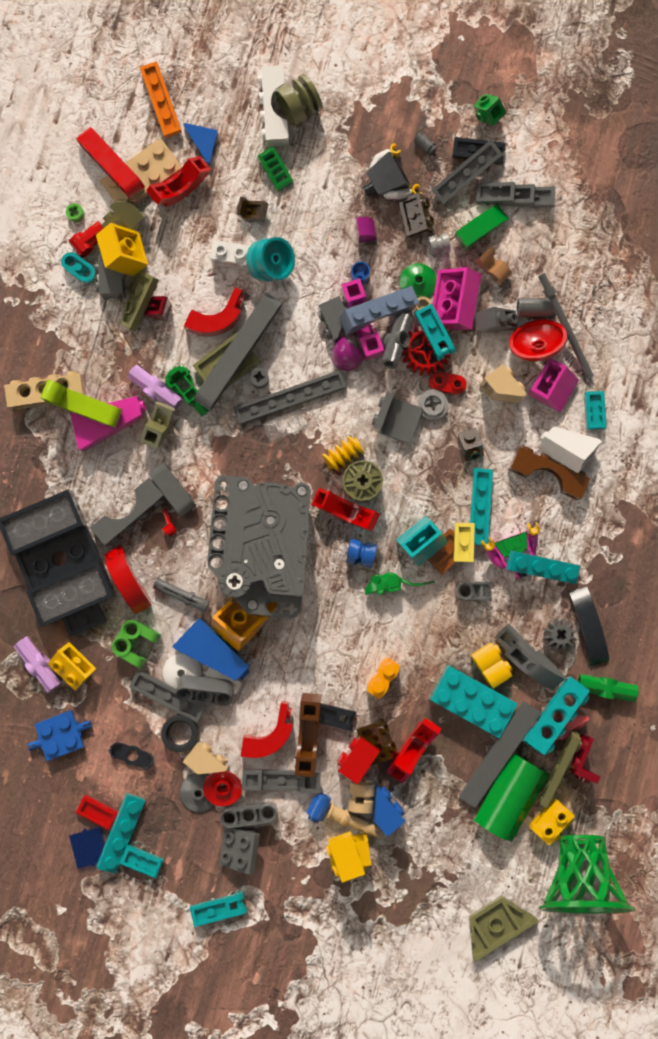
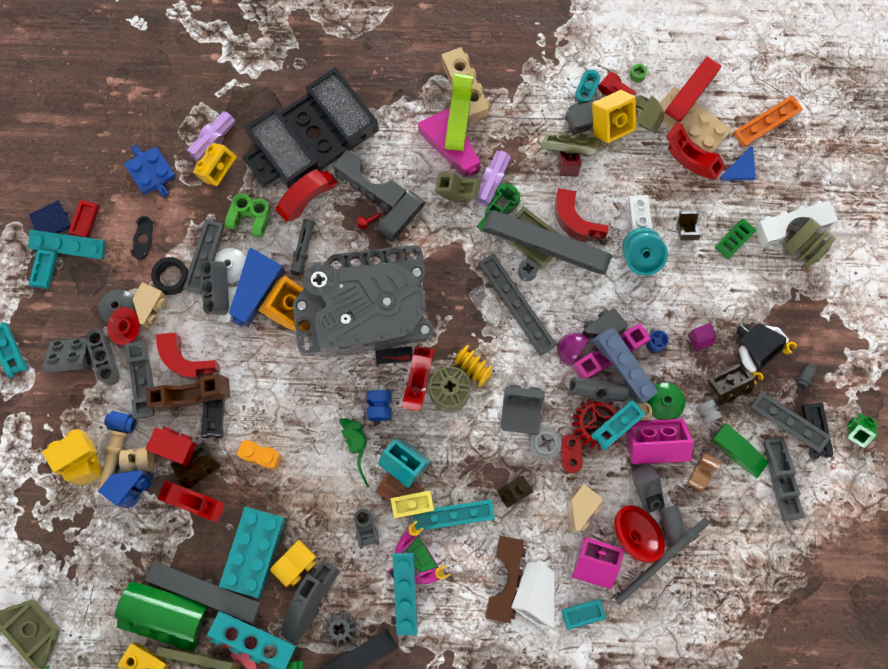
camera: 75 degrees right, 10 degrees down
(314, 525) = (394, 355): none -> black sticker

